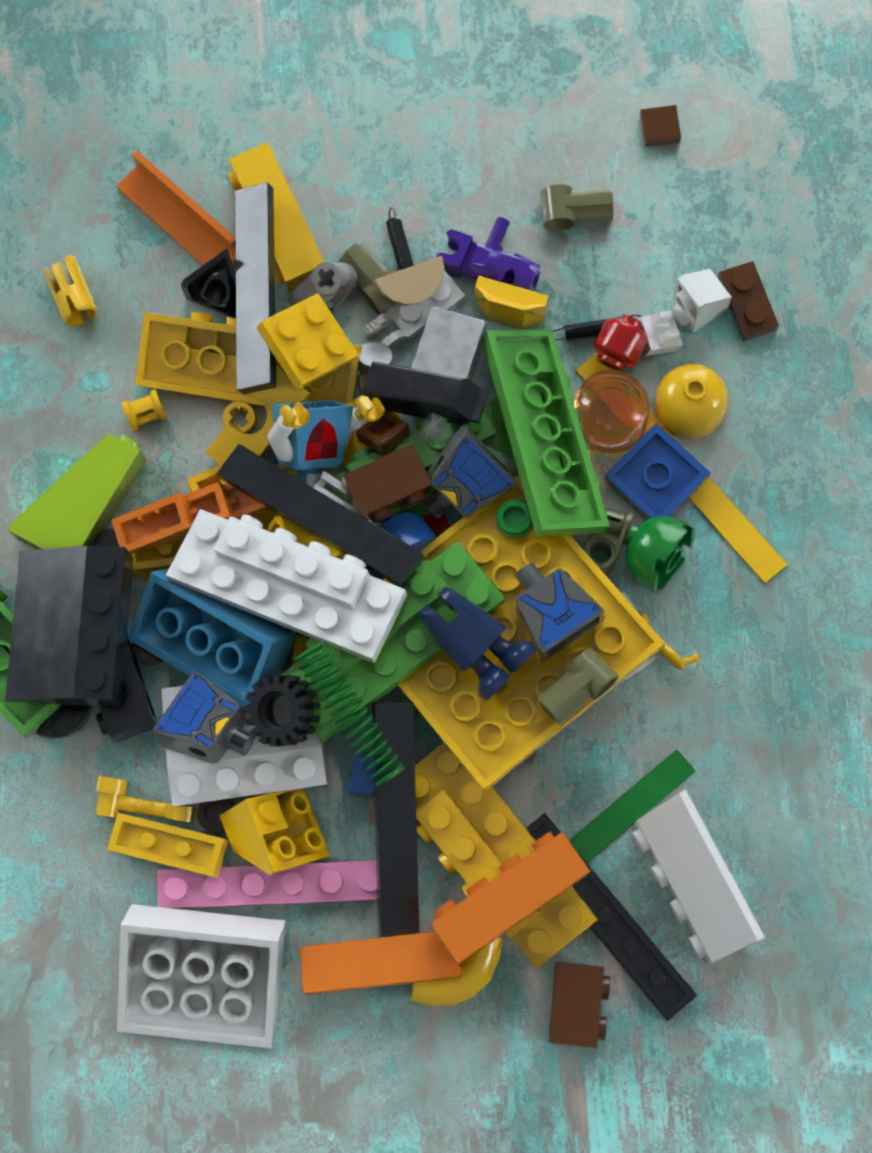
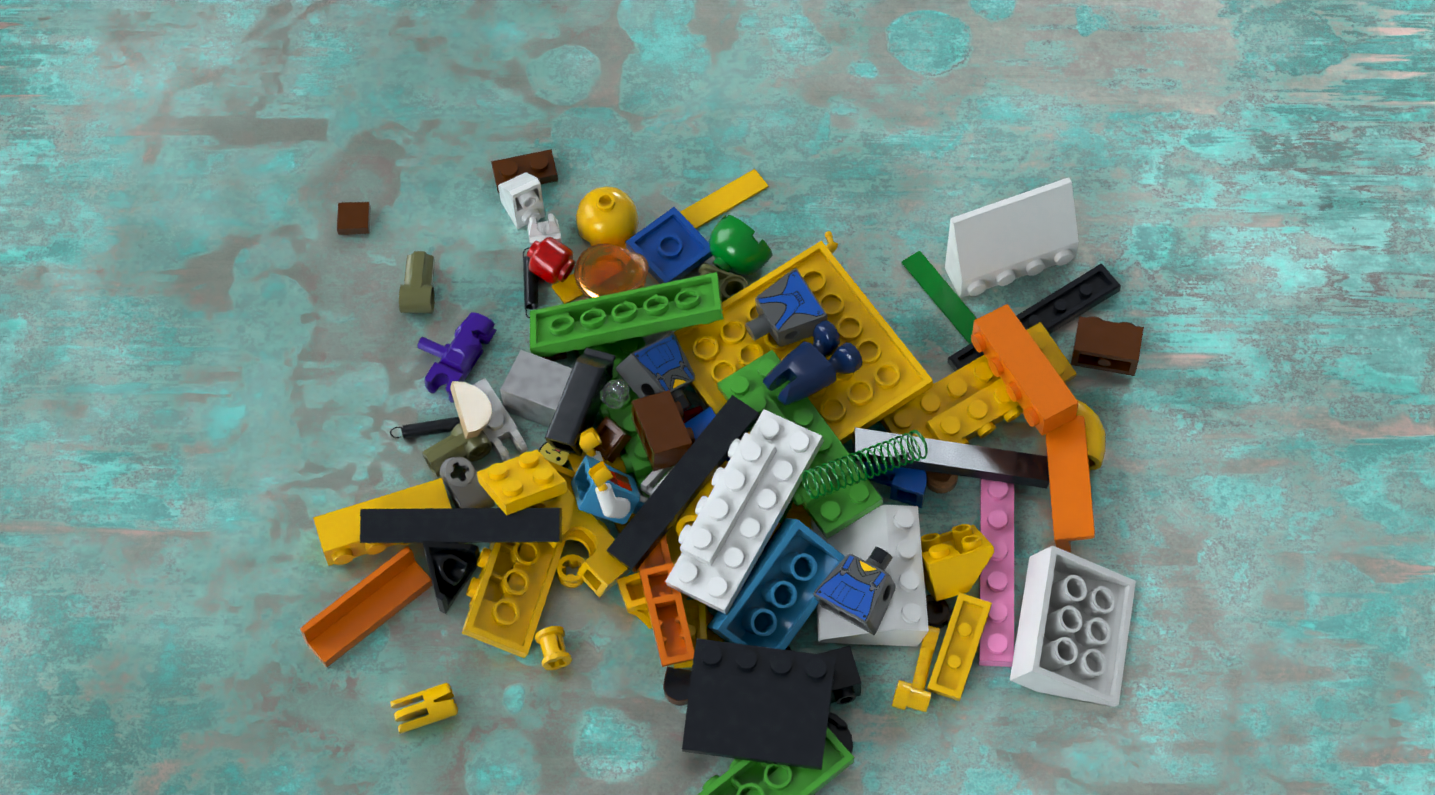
camera: 90 degrees left, 15 degrees down
(82, 498) = (635, 704): lime slope -> none
(262, 710) = (876, 515): black tyre -> none
(373, 352) = (535, 442): flat silver tile -> none
(510, 303) = (499, 344): yellow slope -> none
(514, 519) = (702, 341): green tile -> none
(585, 680) = (851, 294): olive piece -> none

